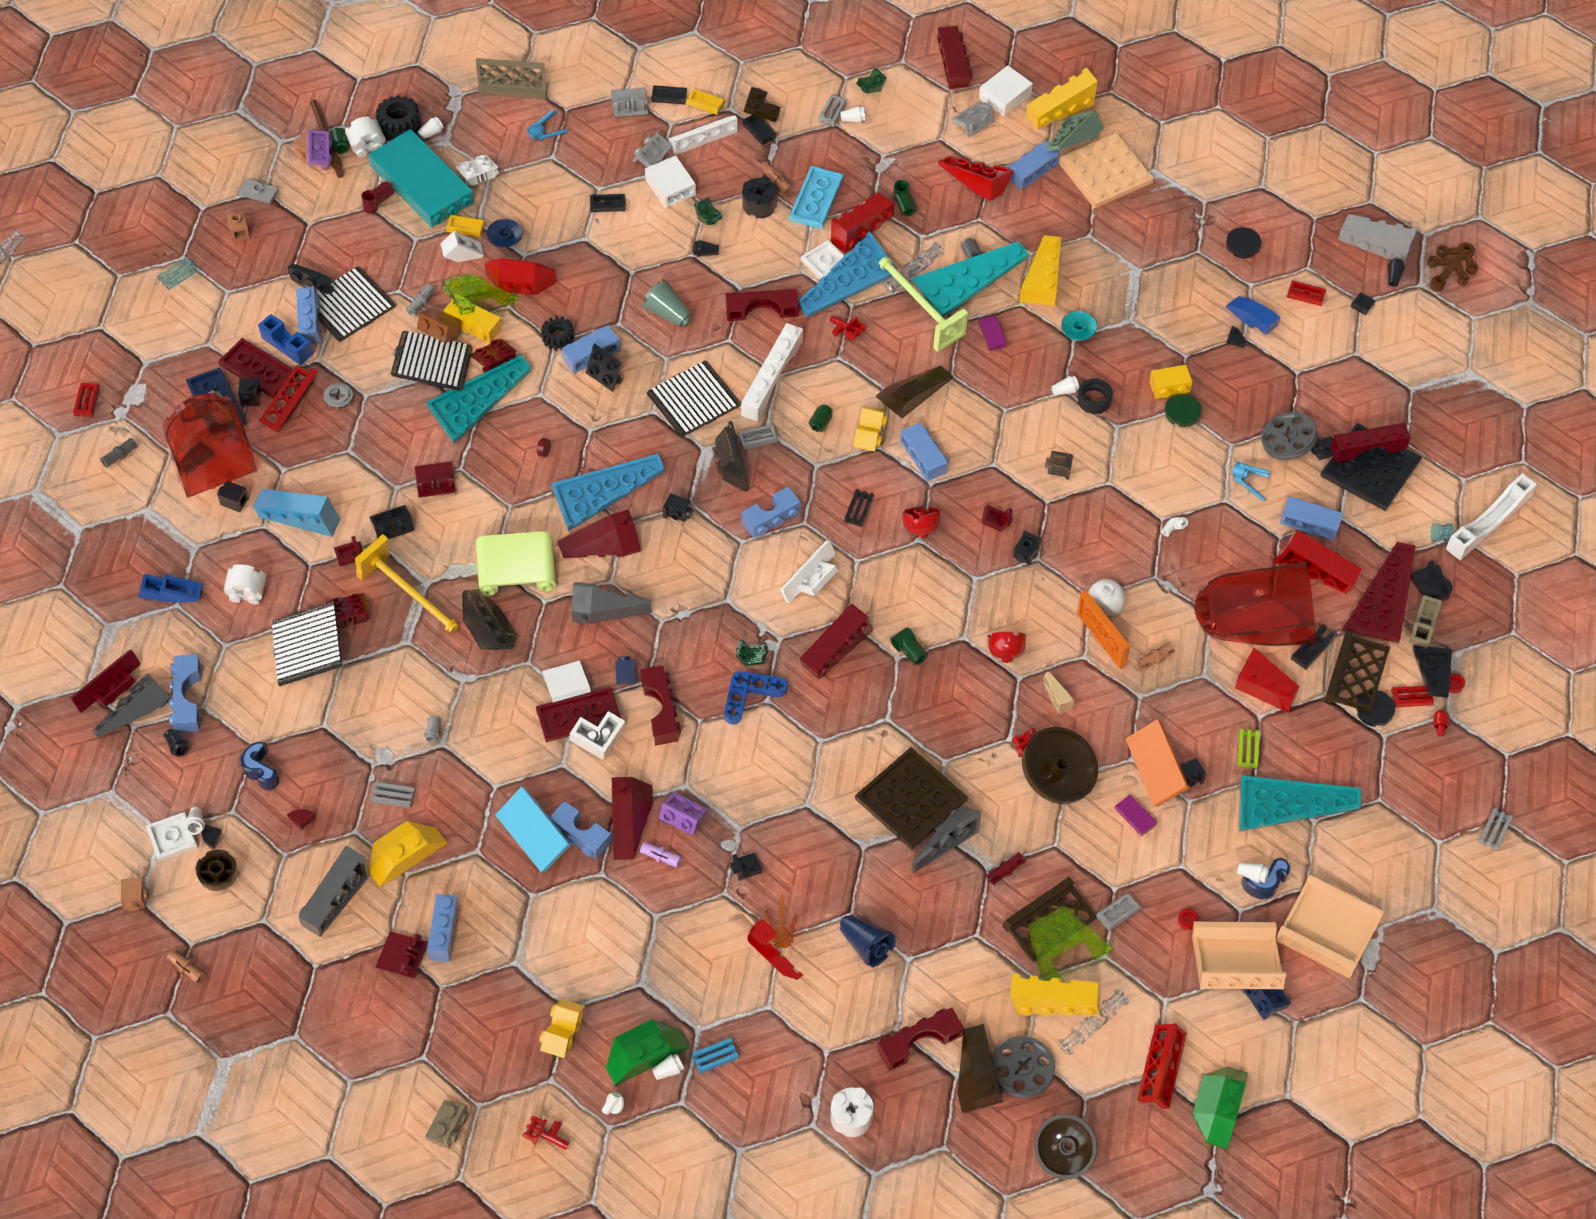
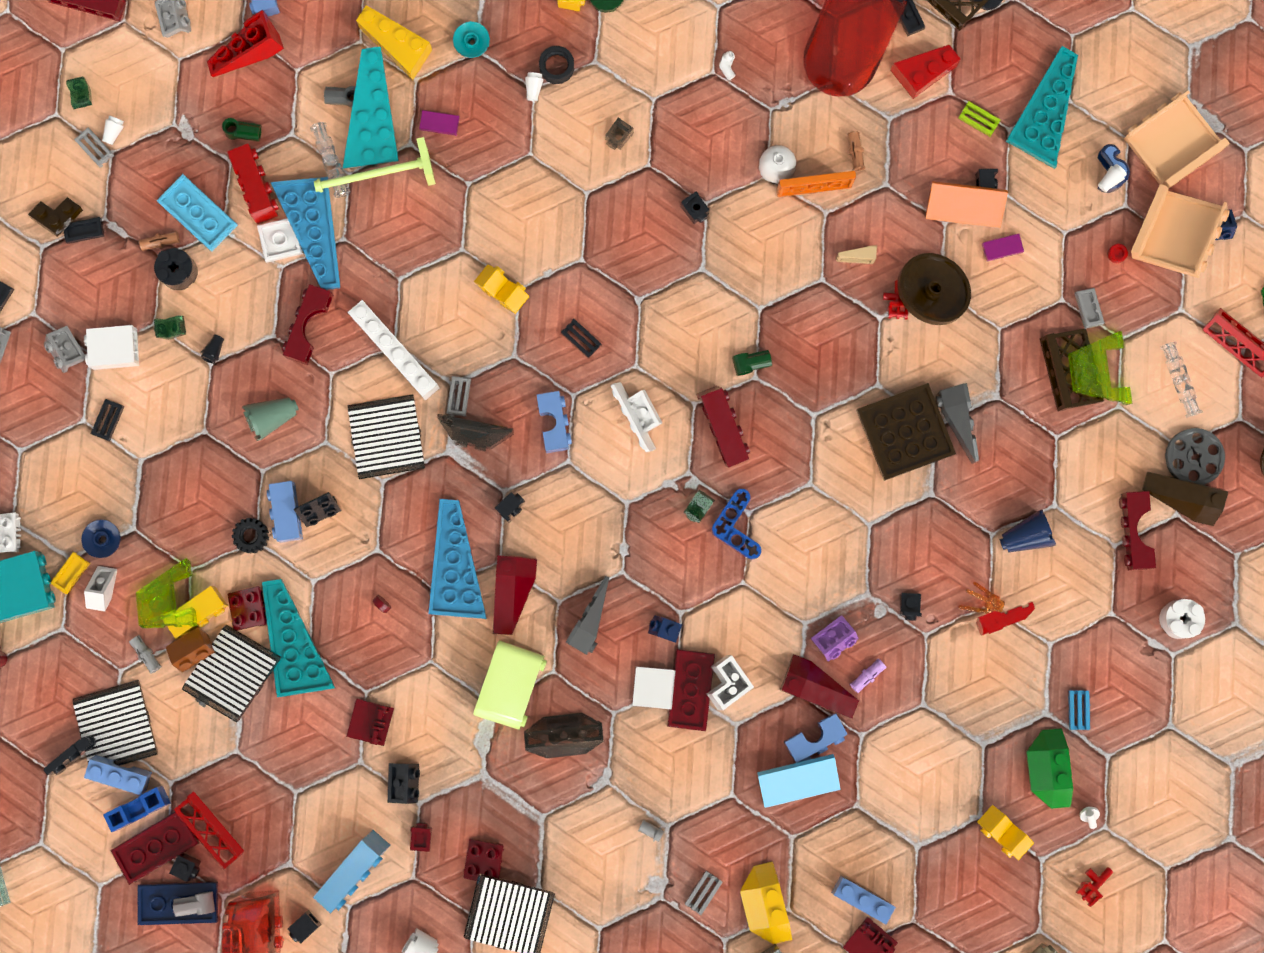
camera: 65 degrees left, 25 degrees up
(332, 392) = (218, 782): light grey gear -> none
(374, 557) = (446, 817): yellow tile -> none
(520, 276) = (166, 547): red wedge -> none
(654, 685) = (741, 618): dark red arch -> none
(670, 1066) = (1077, 754): white cone -> none
(703, 134) = (65, 288): white fence -> none
(705, 101) = (23, 268): yellow plate -> none
(821, 418) = (467, 328): dark green brick -> none
(852, 329) = (374, 253): red arm -> none
(911, 392) = (471, 229): dark brown wedge -> none
(921, 521) = (625, 288): red cylinder -> none
(924, 451) = (548, 250): medium blue brick -> none
(996, 518) = (651, 218): dark red bracket -> none
(1005, 868) = (1008, 383): dark red pin -> none
(1006, 645) = (792, 275): red cylinder -> none
(1054, 996) = (1155, 400): yellow wedge -> none

